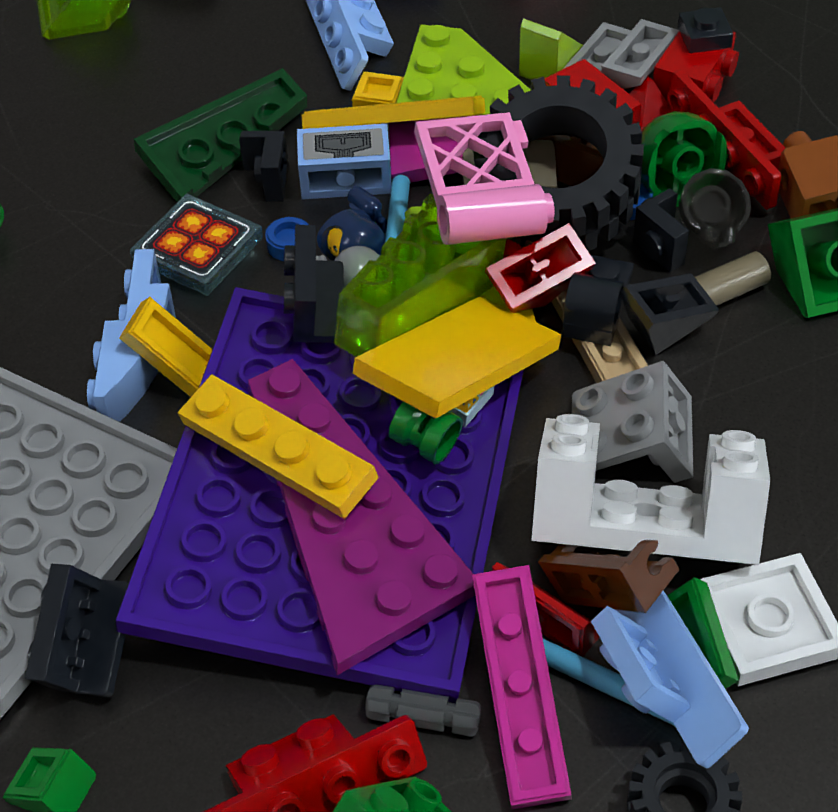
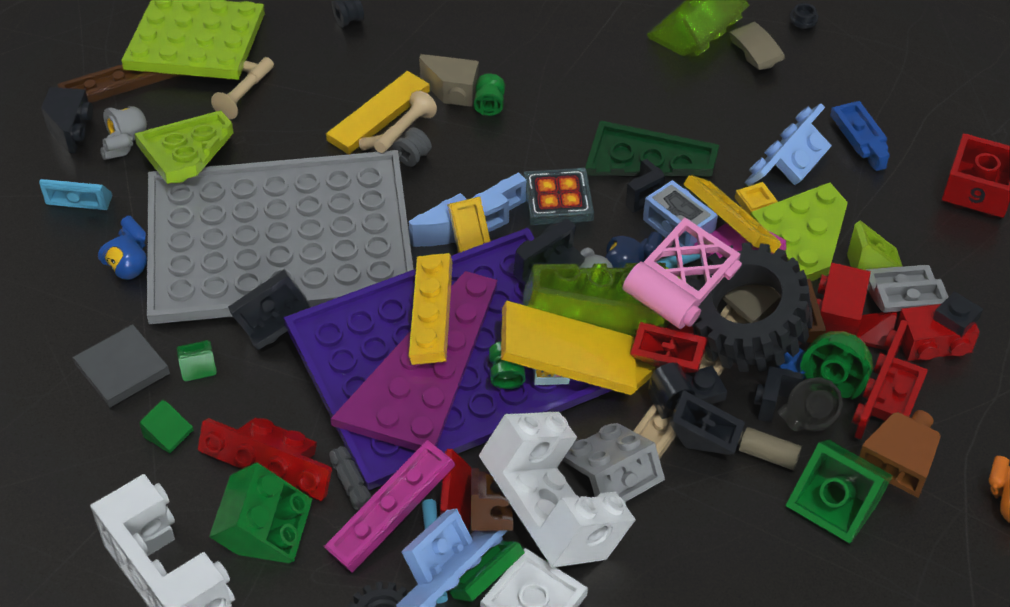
camera: 50 degrees right, 0 degrees up
(280, 234) = (602, 230): blue tile -> none

